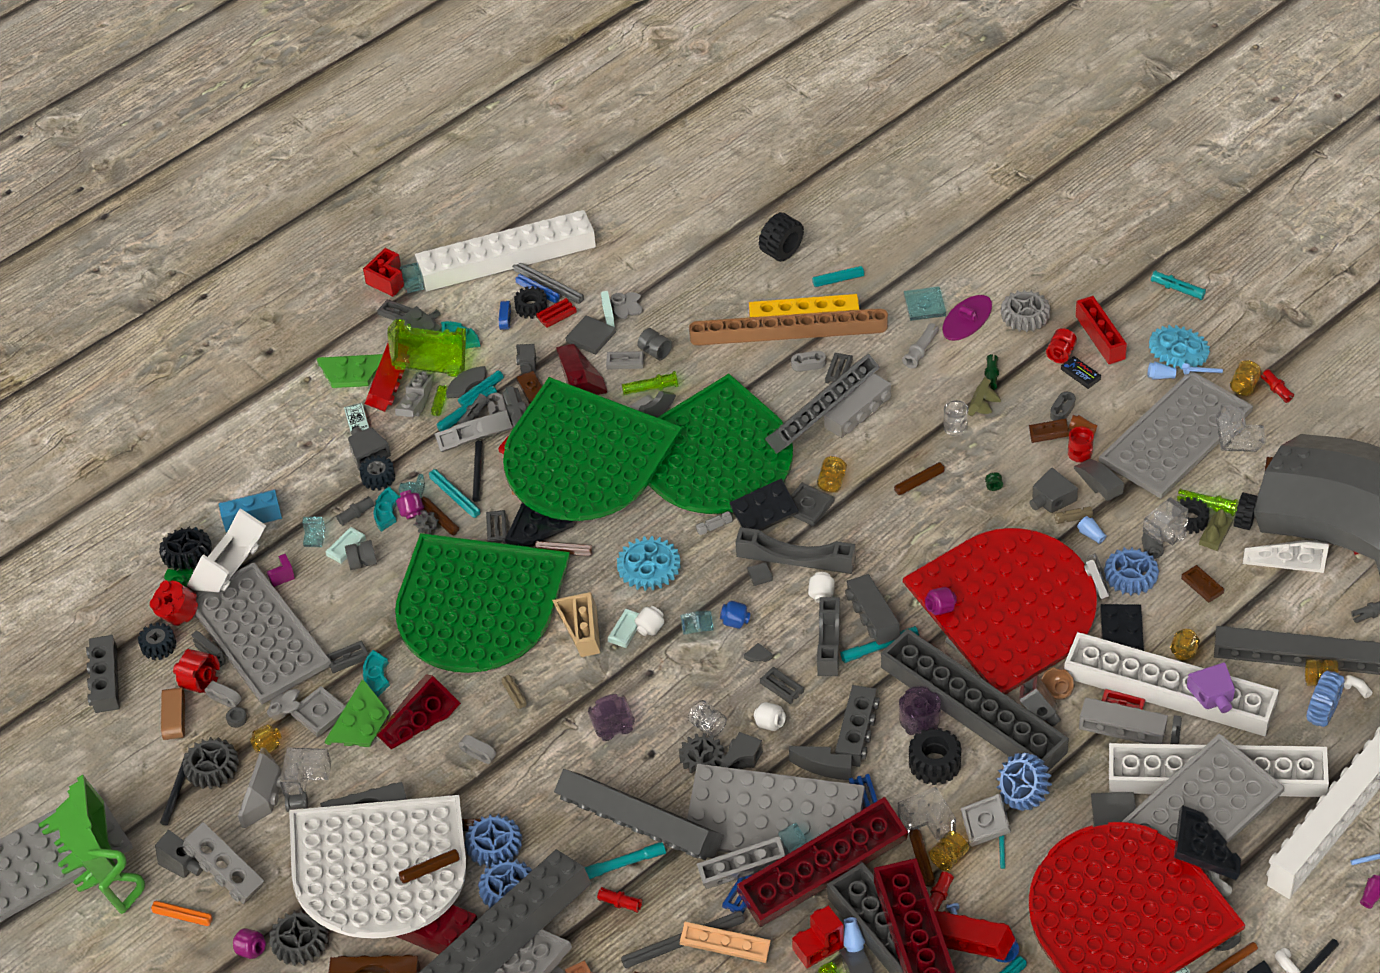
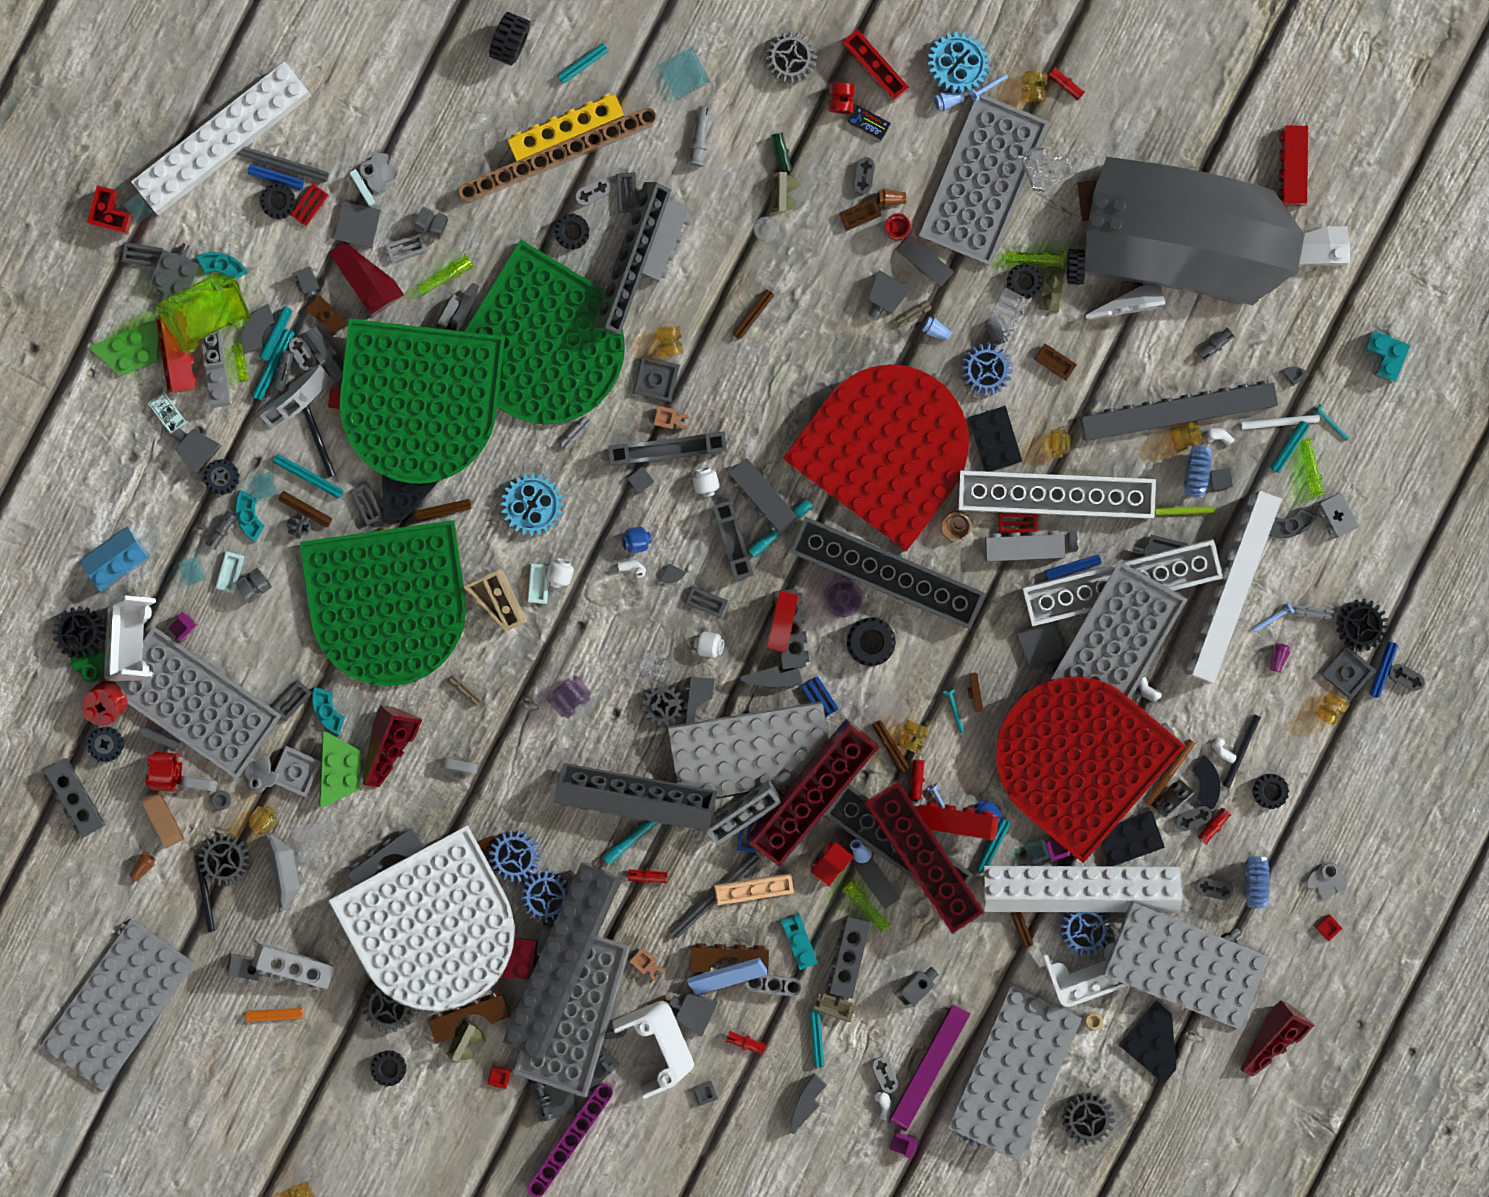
camera: 30 degrees left, 40 degrees up
(84, 832) = (170, 999): bright green piece -> none
(131, 747) = (143, 864): none -> dark orange cone
(249, 943) = (348, 1026): magenta head -> none
(296, 801) = (321, 873): dark grey bush -> none
(409, 504) = (273, 510): magenta head -> none
(429, 866) = (480, 918): reddish brown axle -> none
(504, 315) = (258, 228): blue beam -> none
(696, 622) = (604, 559): clear light blue panel -> none
(722, 637) = (634, 566): none -> white arm
(764, 506) = (618, 405): black plate -> none
(775, 373) = (563, 223): none -> black tyre
(792, 837) = (781, 779): clear light blue panel -> none
(808, 532) = (667, 418): none -> nougat plate
(851, 704) = (782, 621): none -> red slope
(940, 601) = (828, 481): magenta head -> none
(967, 317) = (732, 78): magenta shield -> none
(985, 820) = (935, 693): light grey tile -> none
(994, 481) = (826, 297): dark green bush -> none
(1015, 789) = (958, 649): medium blue gear -> none
(1027, 831) = (974, 692): none -> reddish brown plate
(1039, 700) = (945, 555): dark grey torso -> none
(1095, 570) = (955, 389): light grey plate -> none
(1203, 846) = (1133, 681): black plate -> none
(1212, 687) = (1100, 503): medium lavender torso -> none
(1302, 738) = (1184, 510): none -> lime bar
(1349, 721) = (1221, 478): none -> dark grey tile

